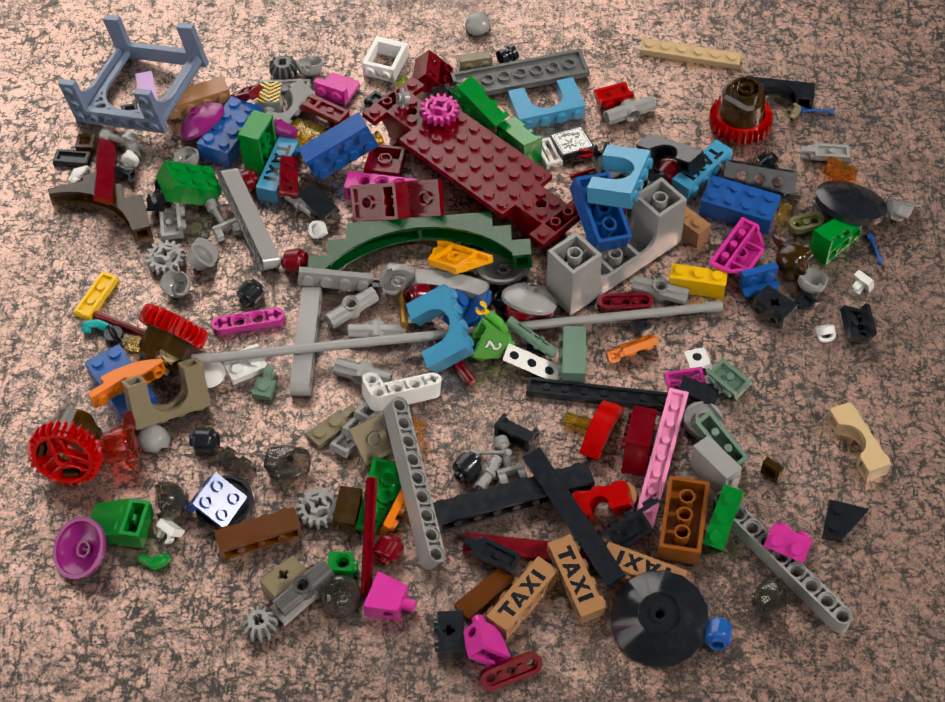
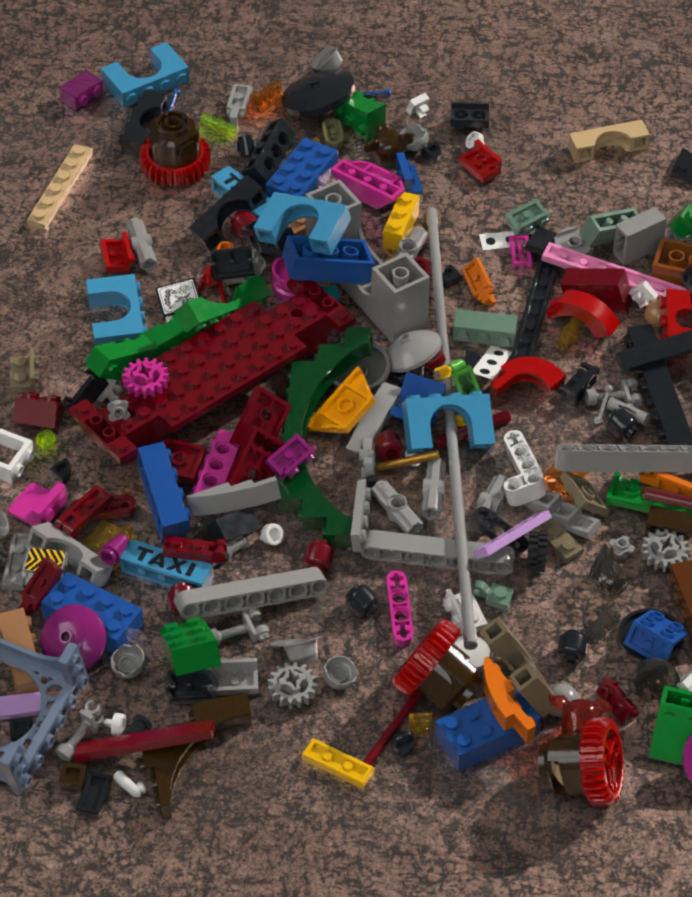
camera: 85 degrees left, 5 degrees down
(94, 323) = (385, 761): teal arm -> none
(146, 481) = (621, 707): none -> dark red hinge
(257, 140) = (137, 571): green brick -> none
(303, 405) = (537, 551): none -> black tyre
(314, 382) = (512, 534): none -> lavender tile
(323, 370) = (497, 522): none -> black beam
(324, 480) = (621, 546): none -> light grey plate
(340, 195) = (233, 498): none -> light grey slope
(381, 220) = (290, 457): none -> magenta bracket
(508, 54) = (24, 339): black wheel -> none
(517, 133) = (200, 313): none -> green arch
(520, 394) = (528, 369): none -> red arch
(527, 72) = (58, 332): dark grey plate -> none
(531, 337) = (469, 350): sand green pin -> none
(638, 476) = (643, 294): none -> white tile
(772, 469) = (638, 201): dark brown plate -> none
(774, 306) = (440, 171): black brick -> none
(794, 143) = (219, 124): none -> clear neon green pin
(794, 337) = (481, 162): none -> red bracket
(809, 47) = (81, 90): none -> magenta brick
(847, 101) = (128, 89): none -> dark azure arch

